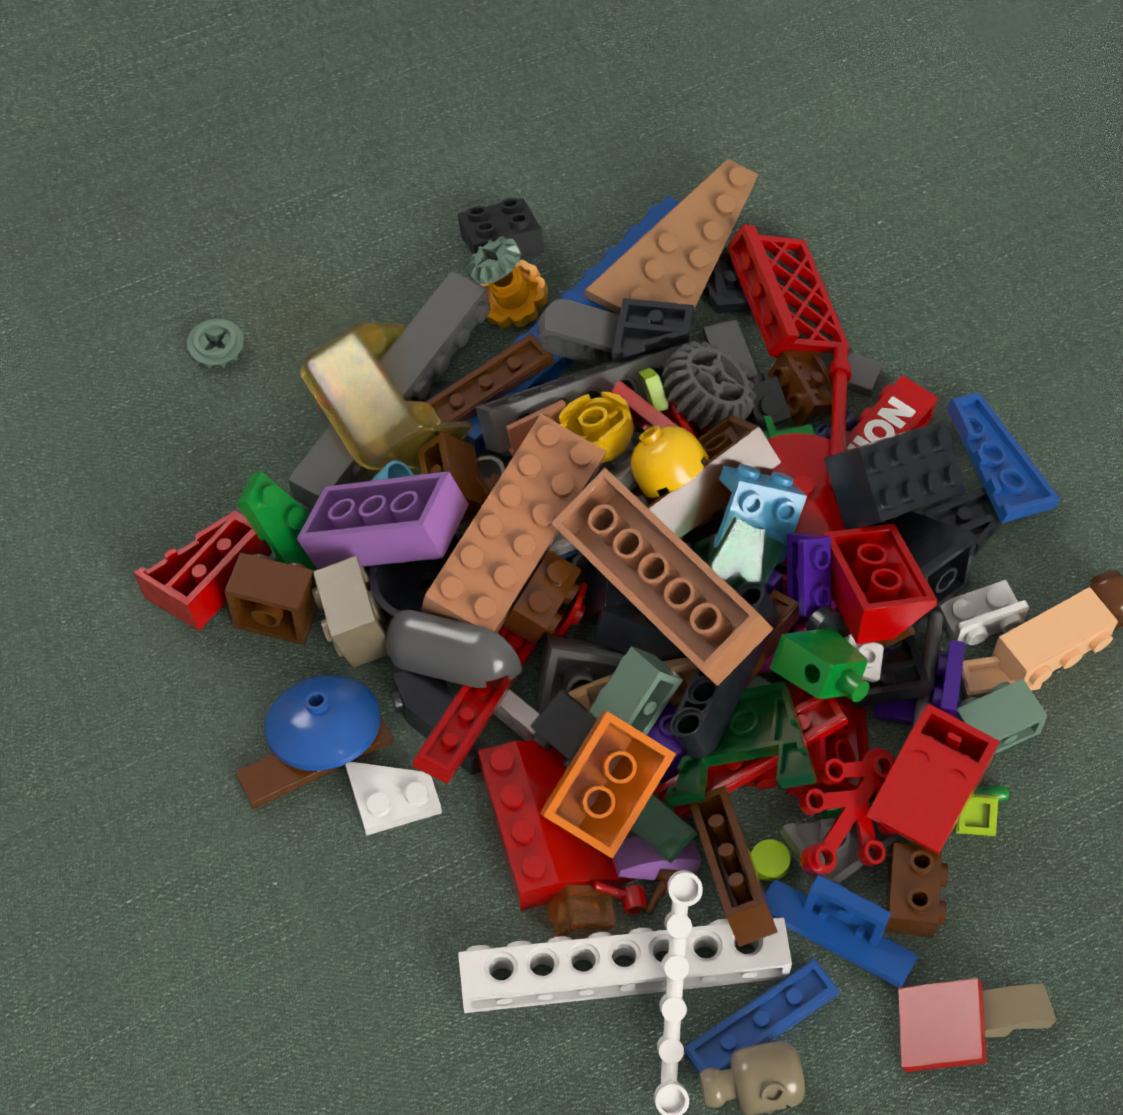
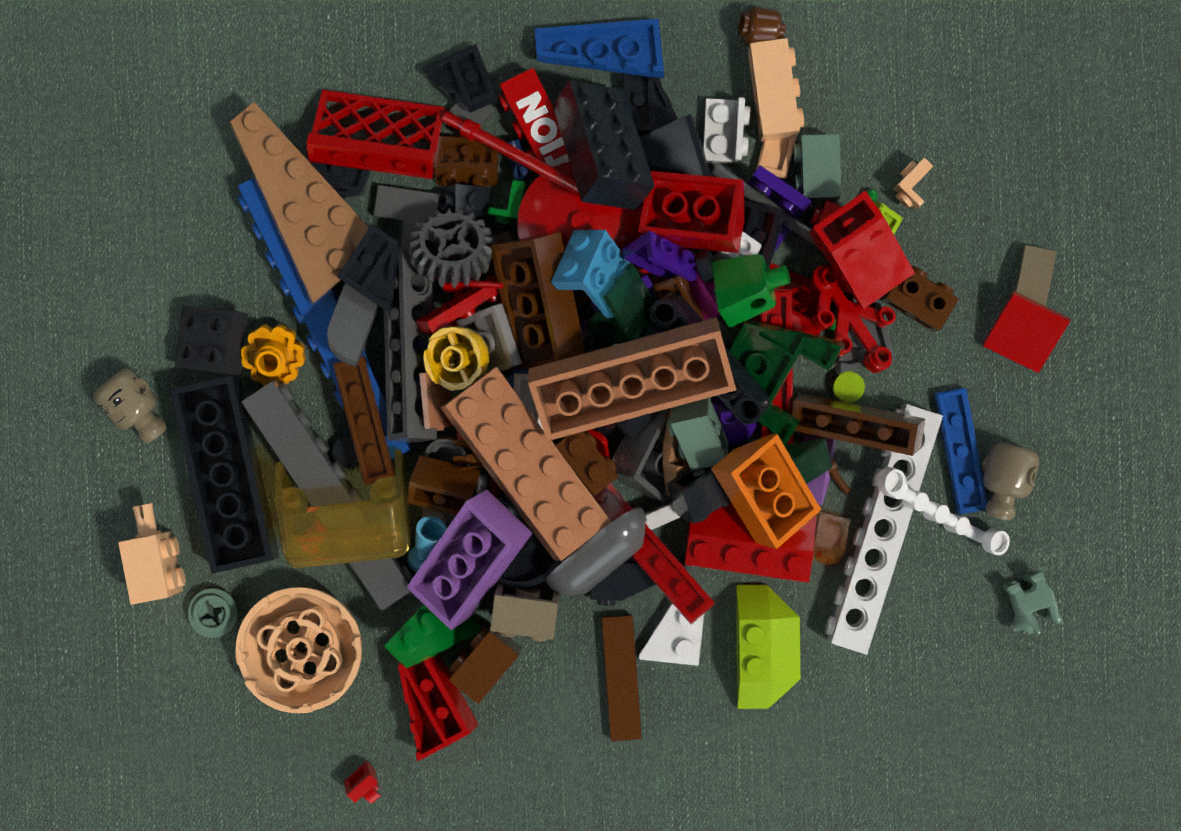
camera: 70 degrees left, 30 degrees up
(83, 544) = (362, 784): none -> red tile
(208, 391) = (286, 683): none -> light nougat brick
(246, 260) = (151, 560): none -> light nougat brick
(322, 722) = (618, 660): blue dish -> none
(372, 286) = (225, 474): none -> black brick
(400, 192) = (129, 403): none -> dark tan piece
(416, 890) = (765, 646): none -> lime wedge
(485, 270) = (252, 352): sand green gear -> none
(631, 896) = (835, 499): red hand -> none
(653, 389) = (433, 292): lime tile -> none
(666, 459) = (524, 321): yellow cylinder -> none
(843, 926) = (924, 365): blue bracket -> none
(890, 349) = (463, 78): none -> black wing
(1042, 821) = (912, 175): none -> light nougat bracket

